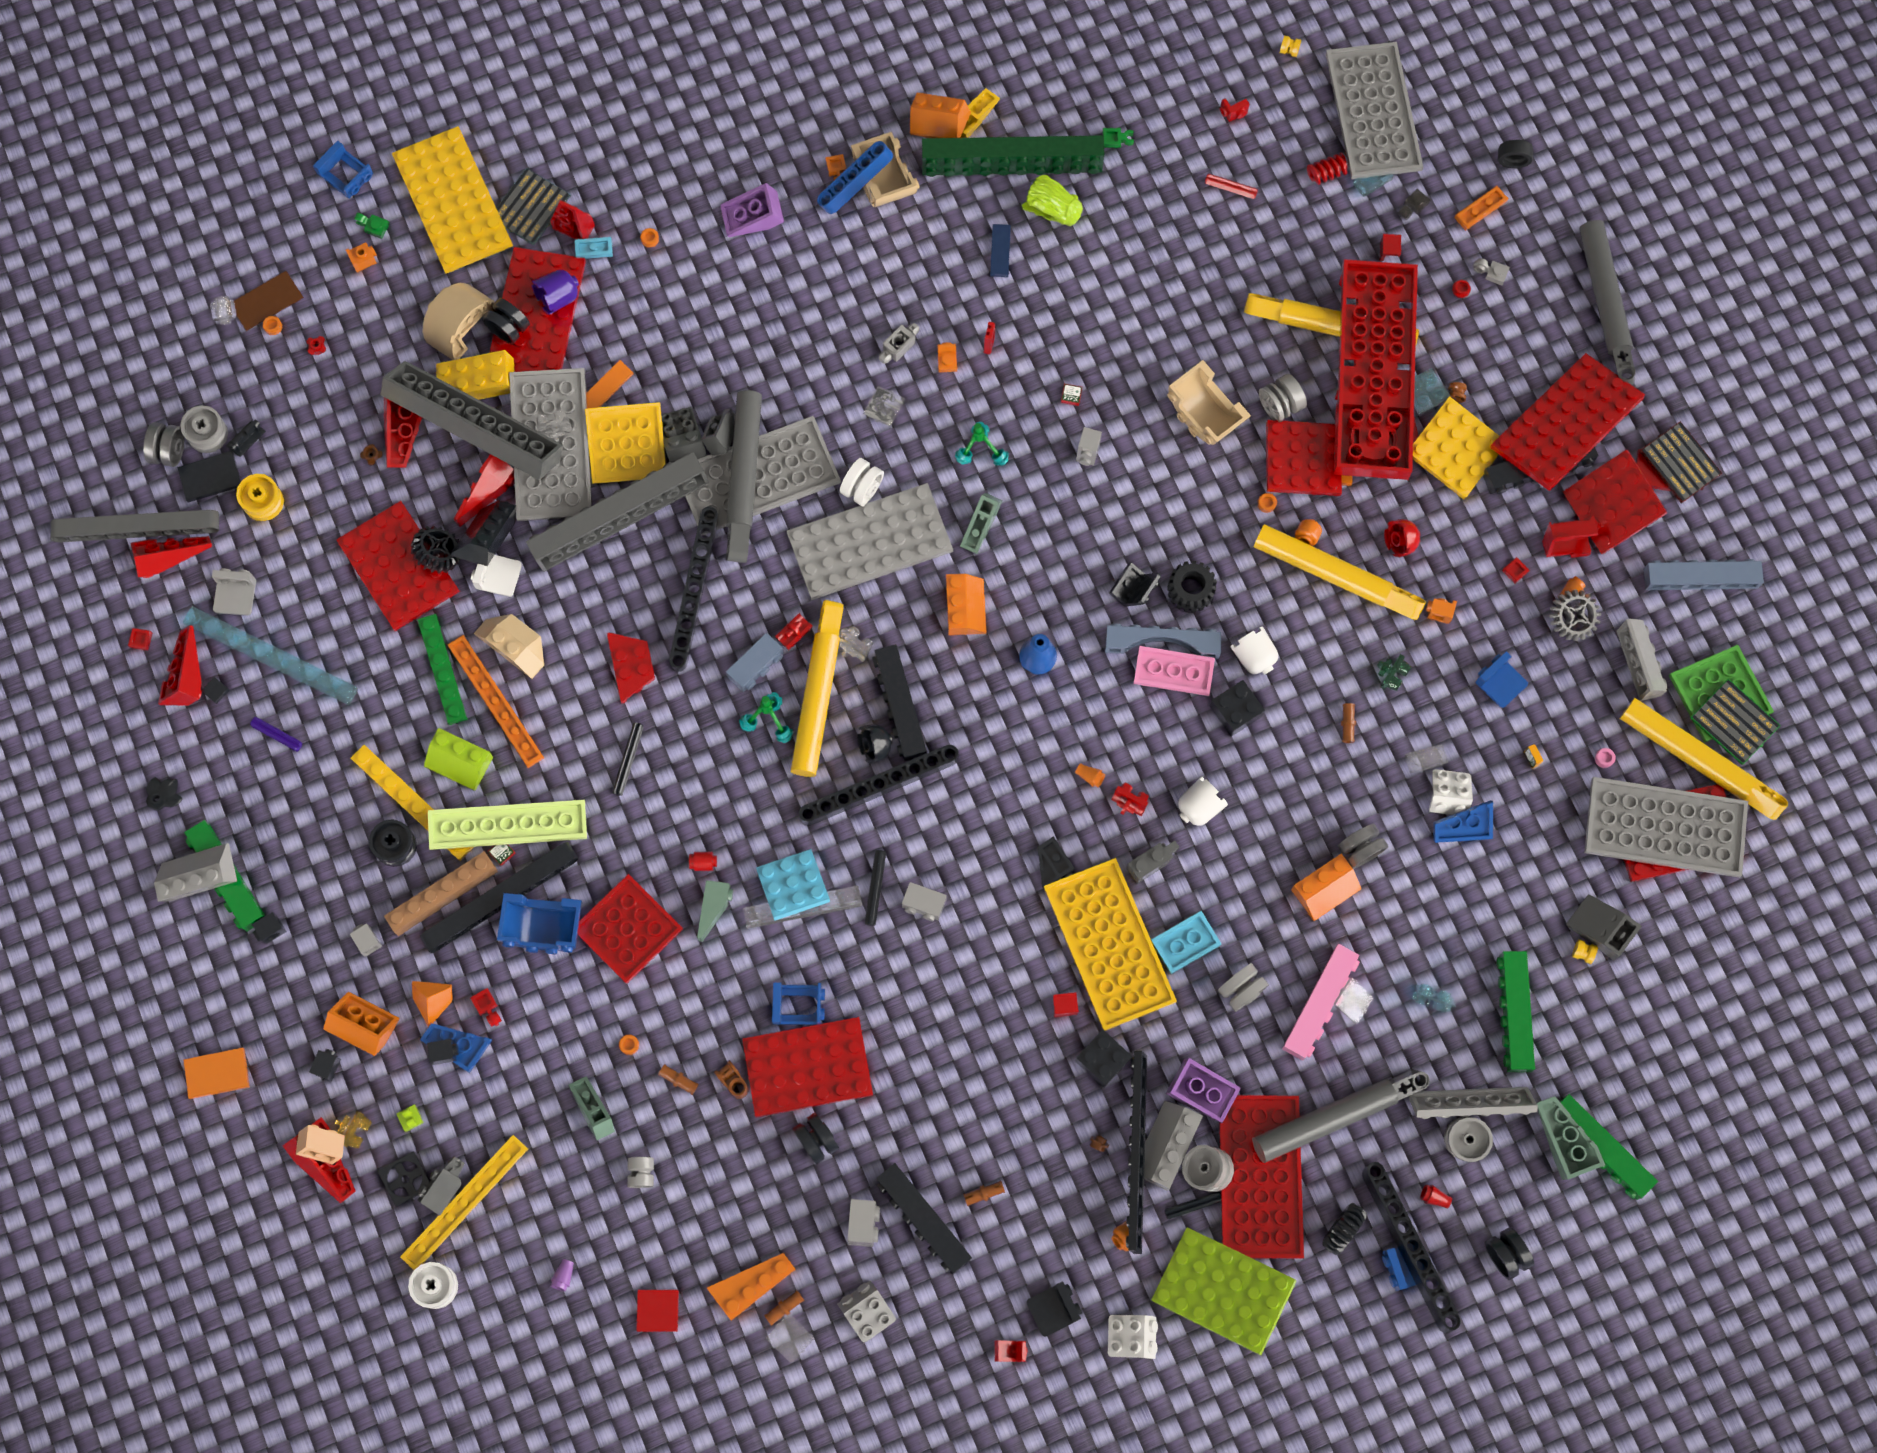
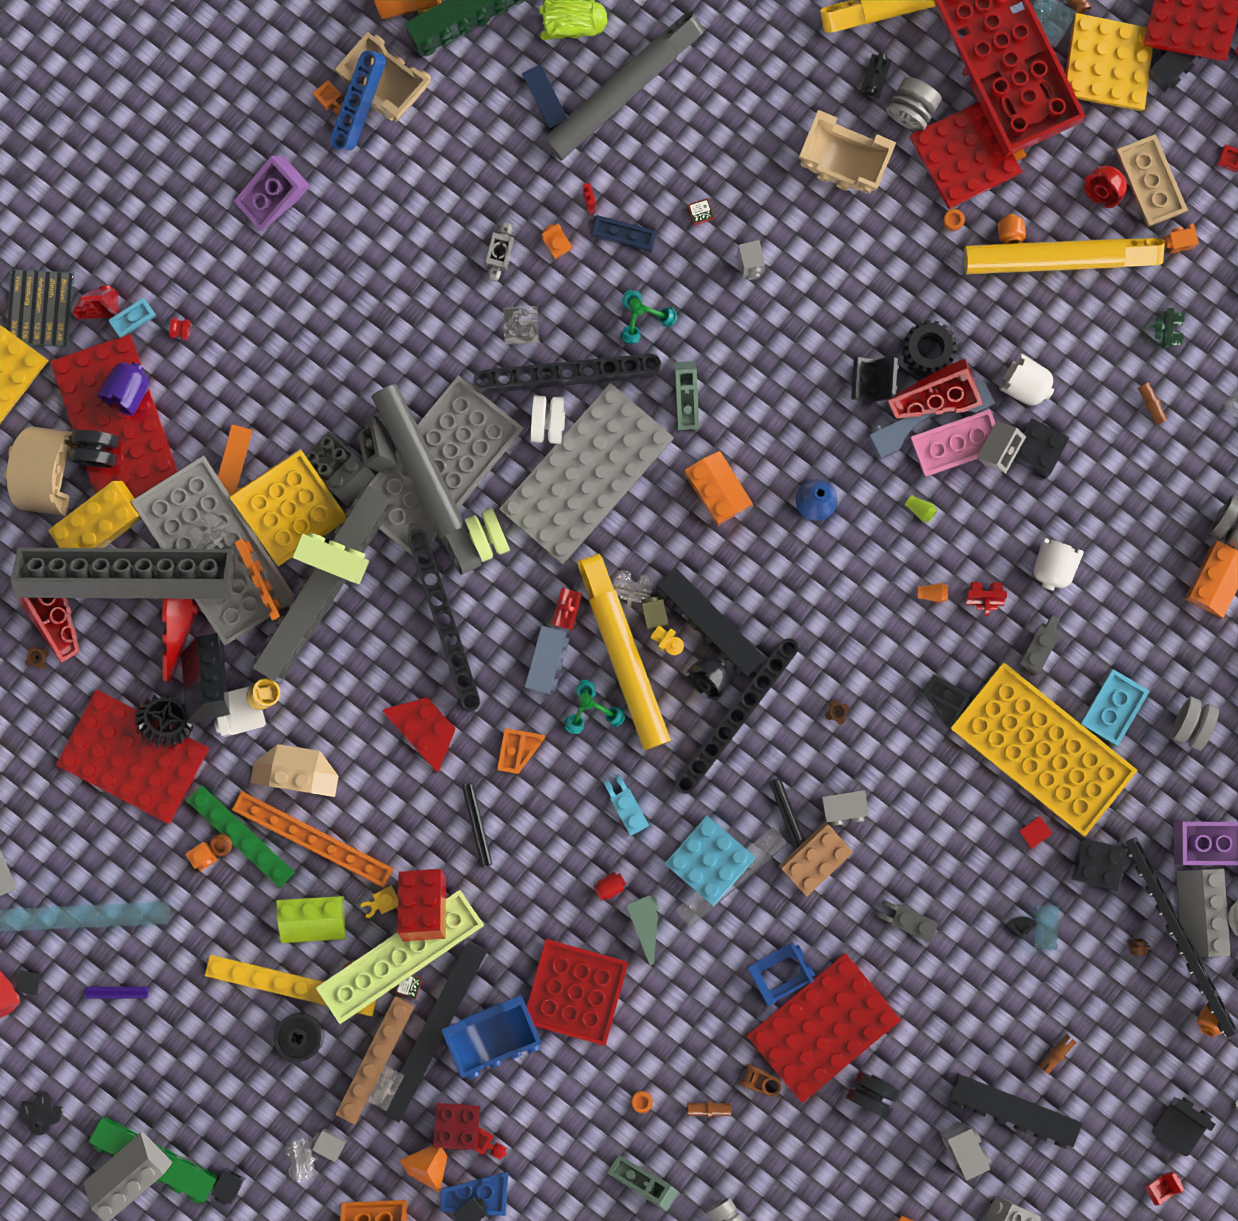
camera: 30 degrees left, 10 degrees up
(337, 938) = (302, 1159): none -> clear hips
(403, 666) = (201, 856): none -> orange brick
(423, 666) = (221, 844): none -> dark orange tile
(434, 917) = (385, 1088): none -> clear hips
(471, 979) = (456, 1126): none -> dark red plate
(522, 569) = (263, 694): none -> yellow wheel
(522, 777) = (384, 901): none -> yellow plate
(547, 792) = (422, 905): none -> red brick
(573, 454) = (264, 586): none -> orange wing
(624, 273) = (179, 328): none -> red wheel
(632, 486) = (331, 557): none -> yellowish green brick
(649, 237) = (182, 275): orange tile -> none
(693, 718) = (517, 749): none -> orange wing
(752, 809) = (627, 807): none -> medium azure hinge
(767, 543) = (486, 535): none -> yellowish green wheel
(857, 696) = (667, 640): none -> yellow hips
(860, 672) = (654, 613): none -> olive brick
(877, 929) = (815, 859): none -> medium nougat plate
(891, 449) = (575, 367): none -> black beam
(925, 1021) = (910, 921): none -> dark grey hinge
(955, 825) = (843, 709): none -> reddish brown plate
(1002, 380) = (623, 233): none -> dark blue tile
(1013, 1074) = (1021, 925): none -> black tile
(1033, 1087) = (1047, 927): none -> clear light blue plate
(1063, 271) = (623, 86): none -> dark grey piece
(1117, 706) = (922, 509): none -> lime cone
(1180, 621) = (943, 391): none -> red wedge
(1205, 688) = (1001, 447): none -> light grey brick
(1266, 364) = (875, 75): none -> black hinge
(1441, 554) = (1151, 180): none -> tan plate

